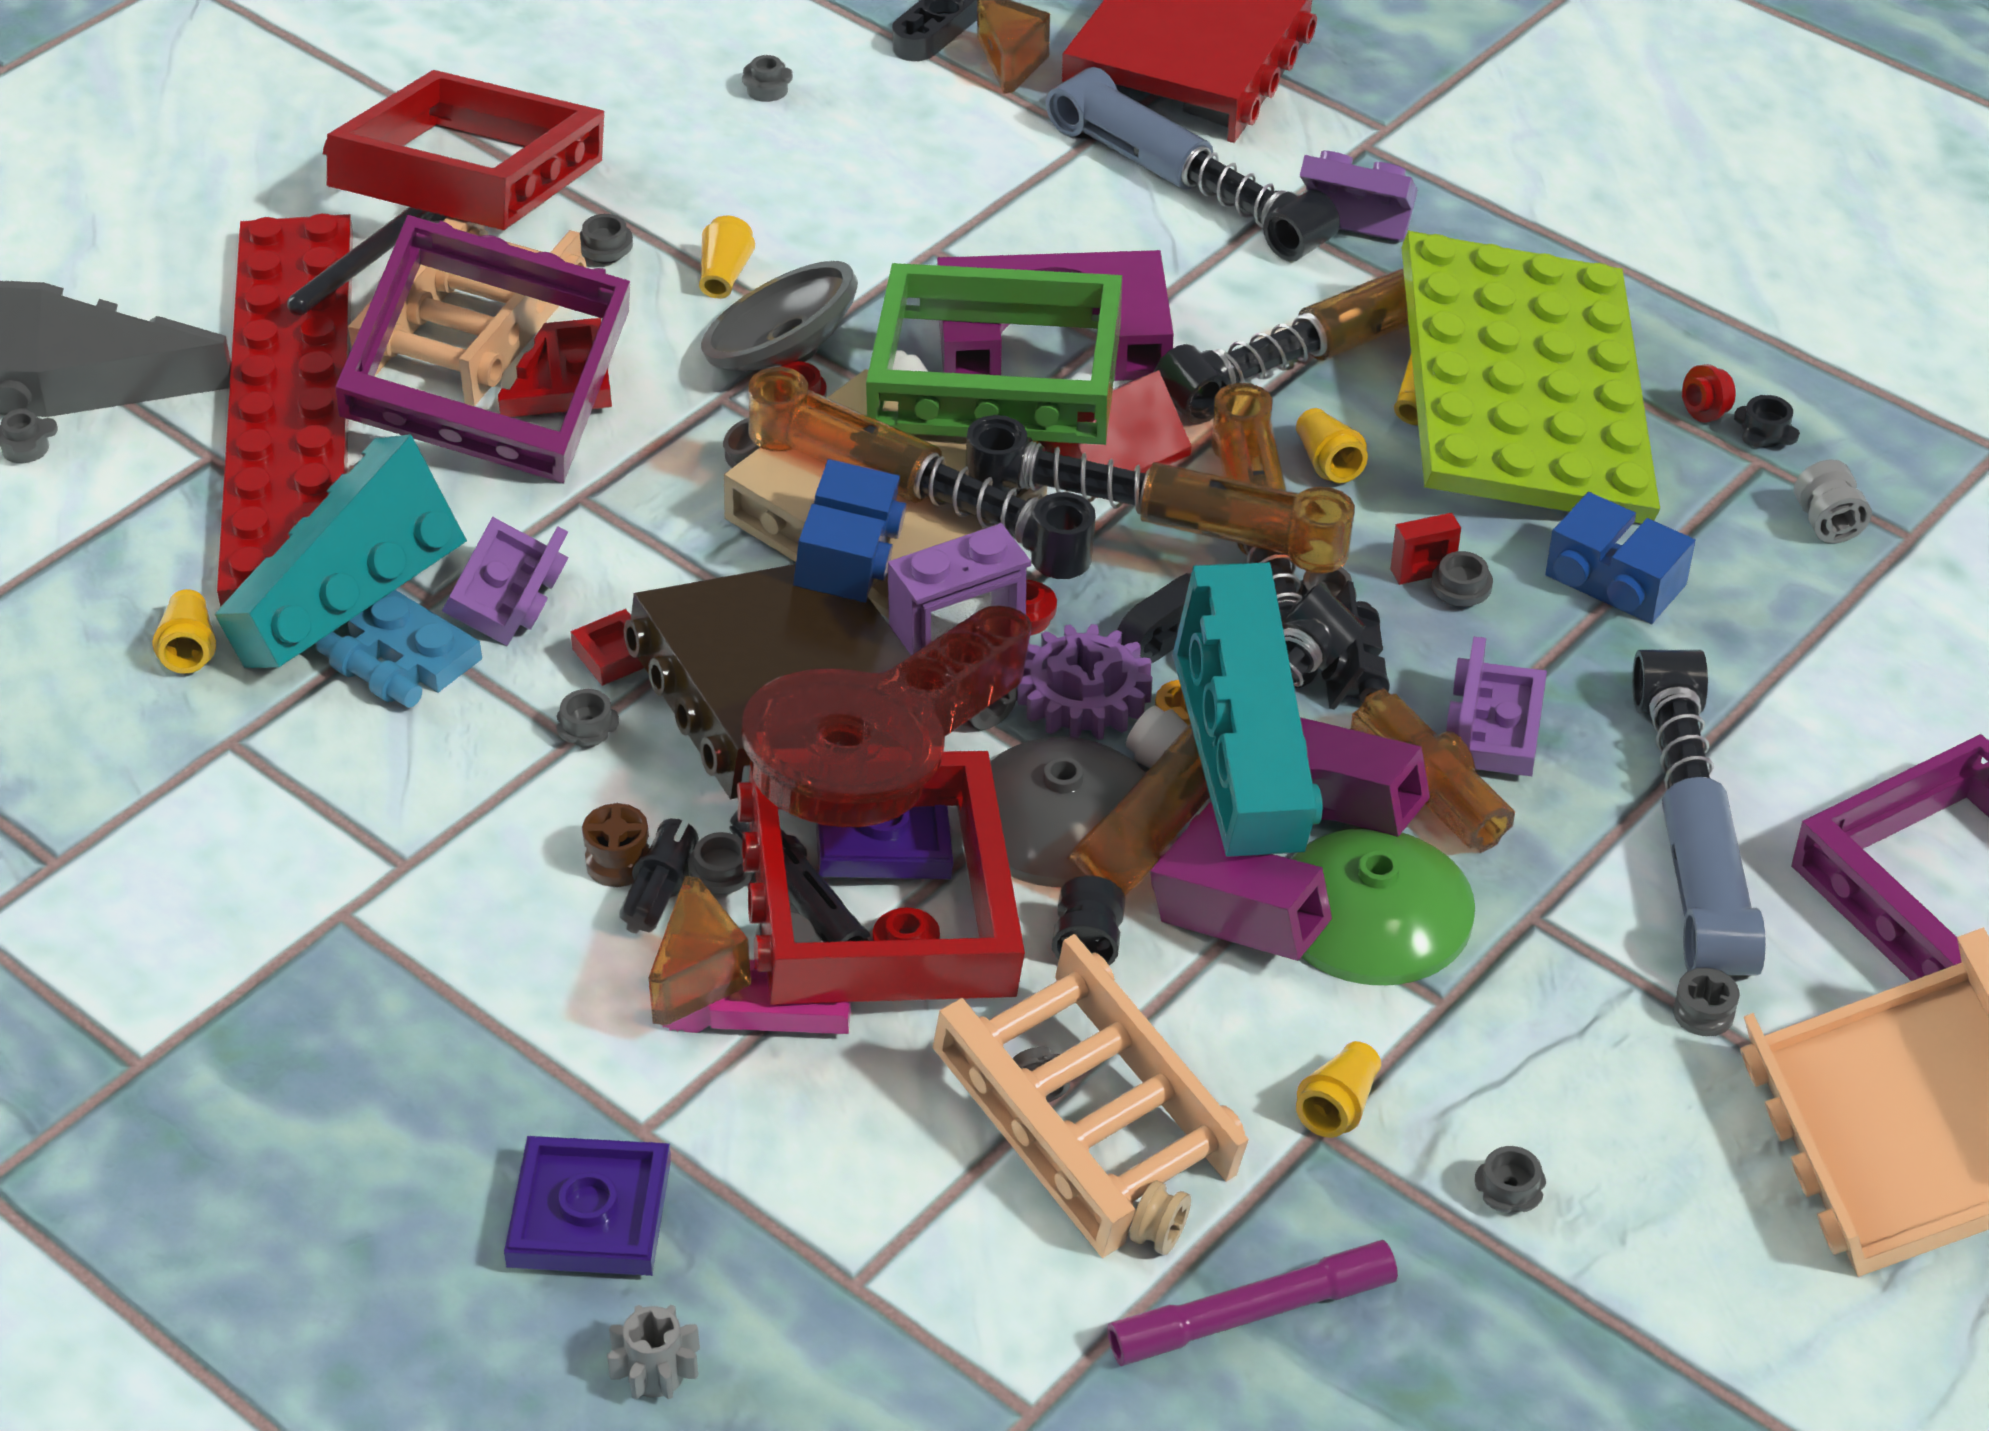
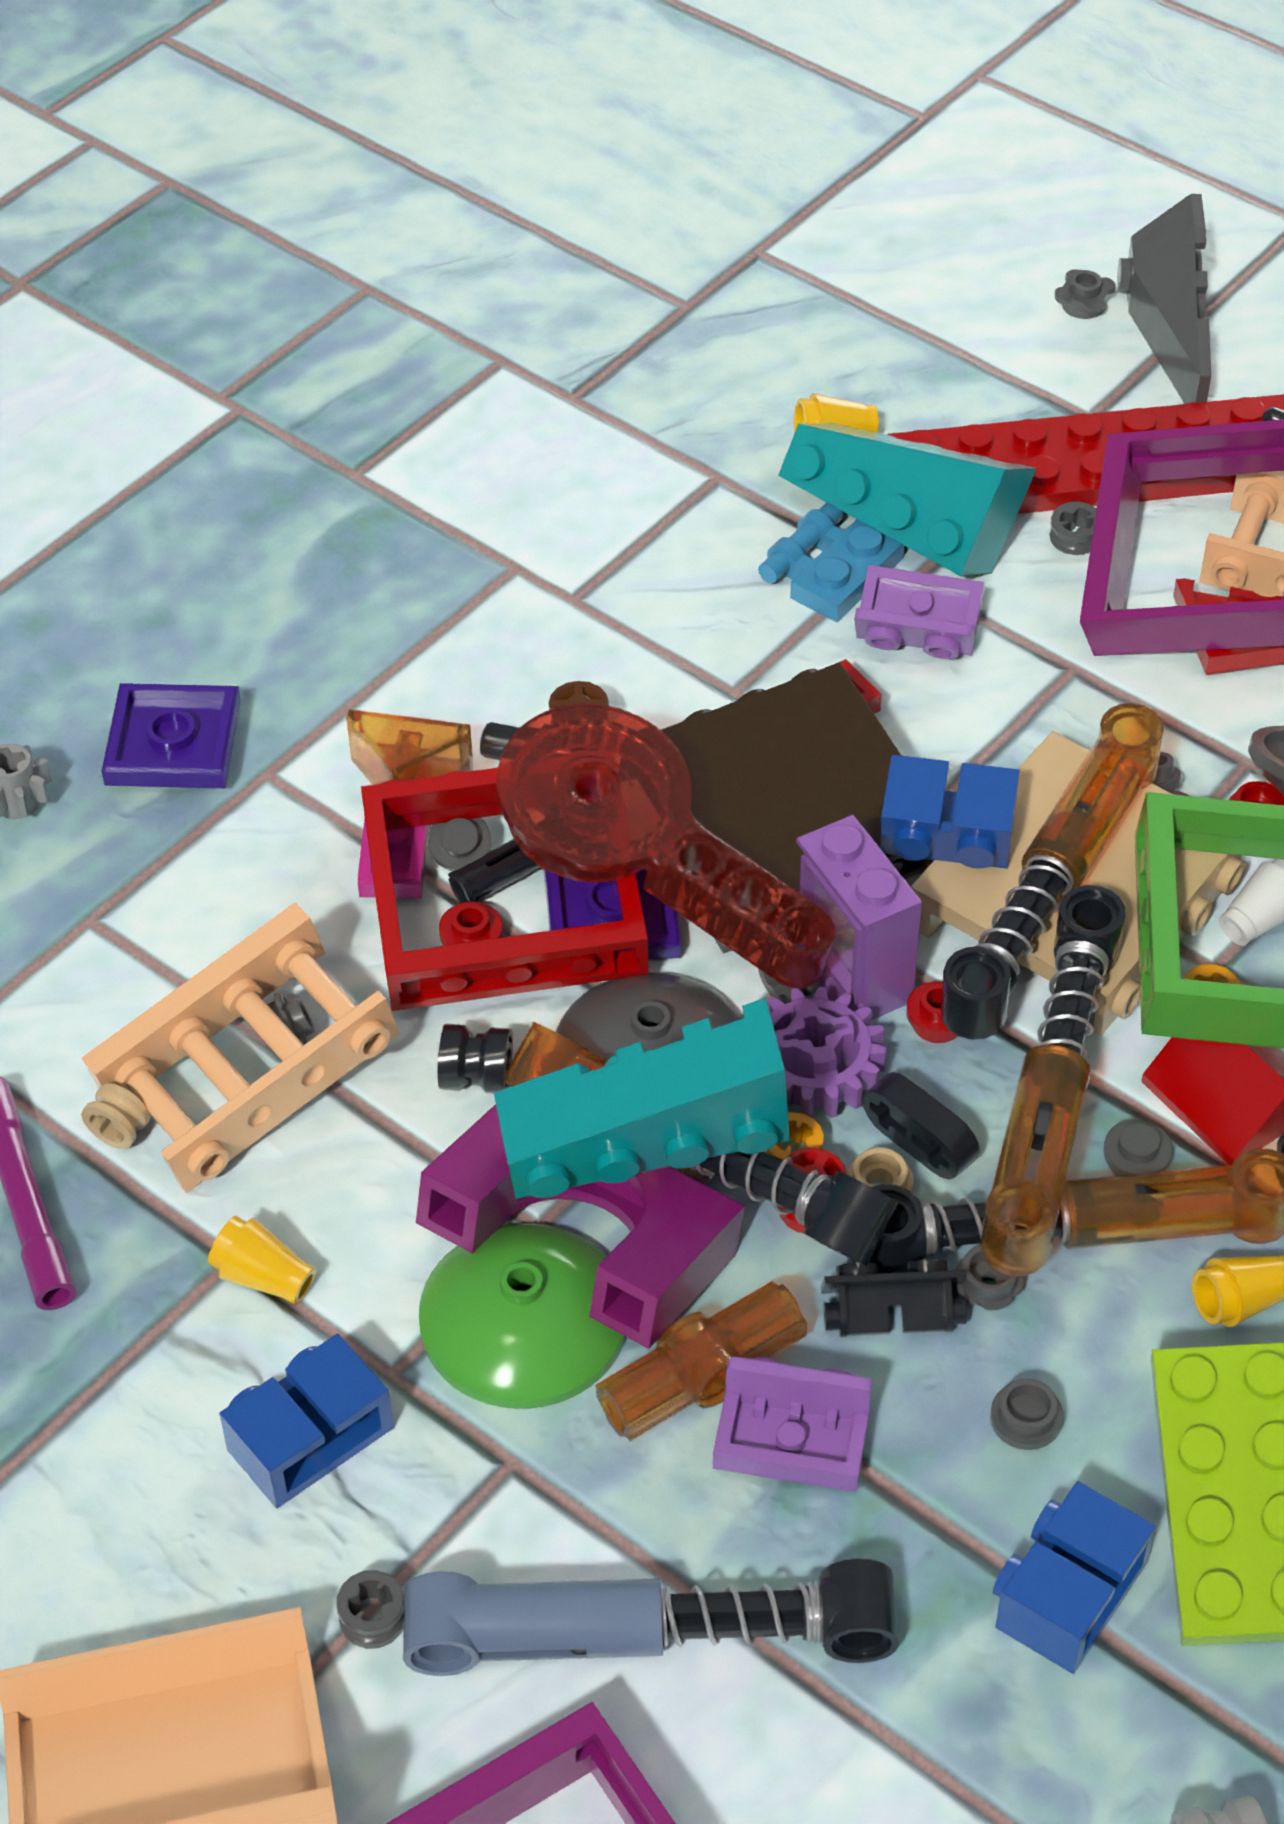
camera: 90 degrees right, 5 degrees up
(586, 718) = (739, 679): dark grey plate -> none
(1422, 545) = (1066, 1368): red plate -> none
(1514, 1167) = (135, 1388): dark grey plate -> none
(1531, 1062) = (308, 1421): none -> blue piece

